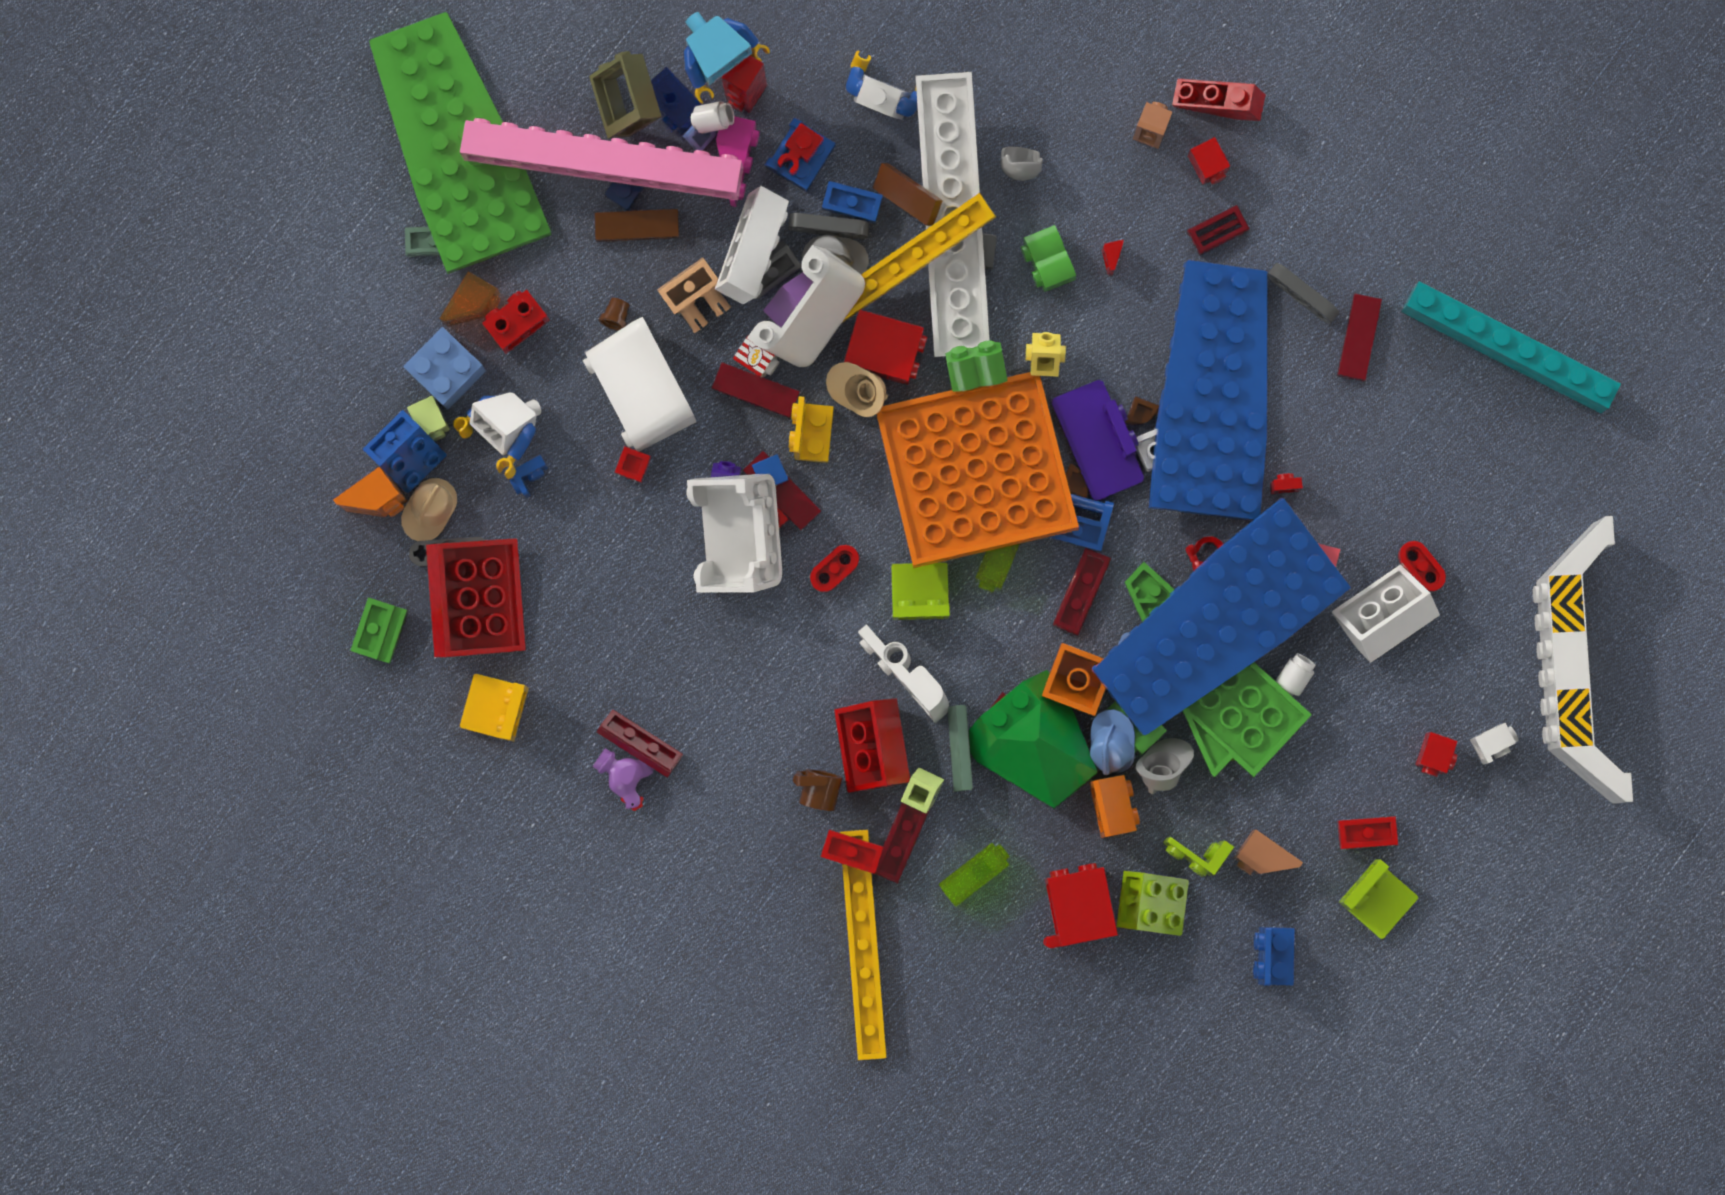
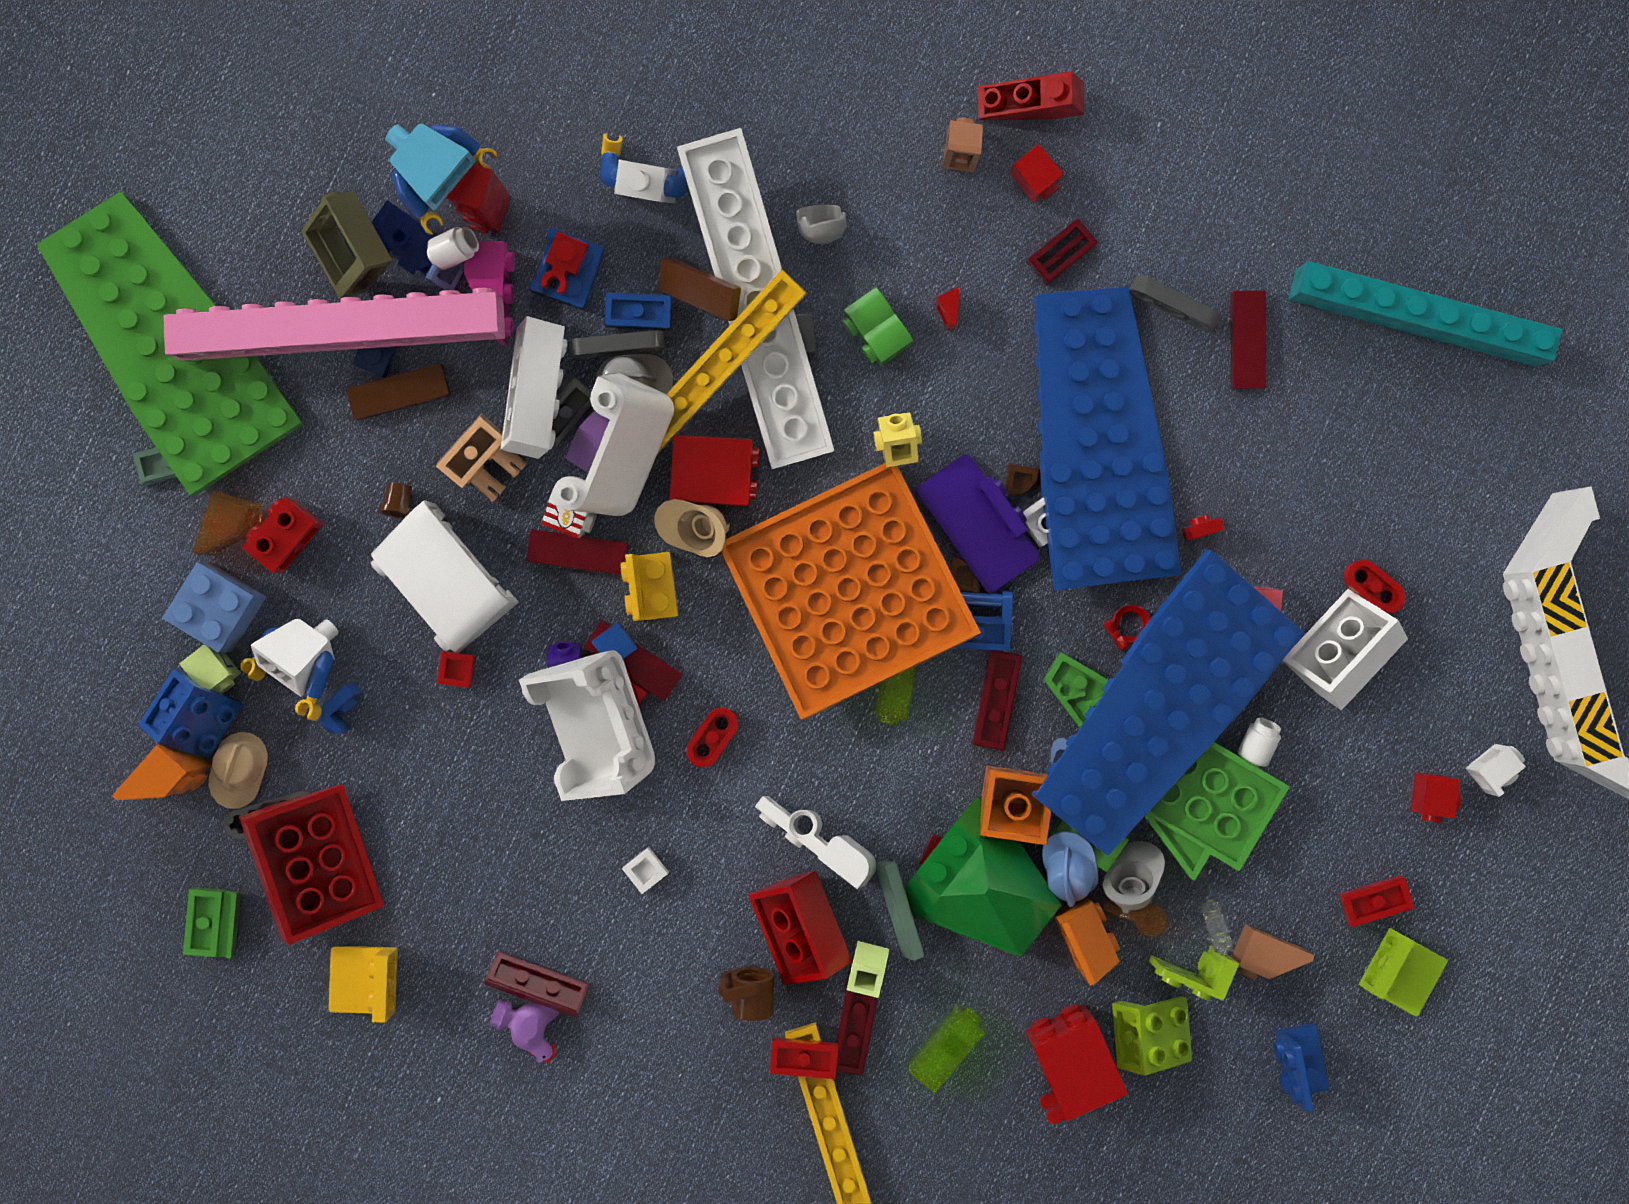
camera: 10 degrees left, 5 degrees up
(752, 667) = (645, 870): none -> white plate
(920, 592) = (815, 744): lime bracket -> none
(976, 366) = (822, 470): bright green brick -> none
(1170, 805) = (1148, 920): none -> clear orange plate
(1225, 820) = (1216, 927): none -> clear axle

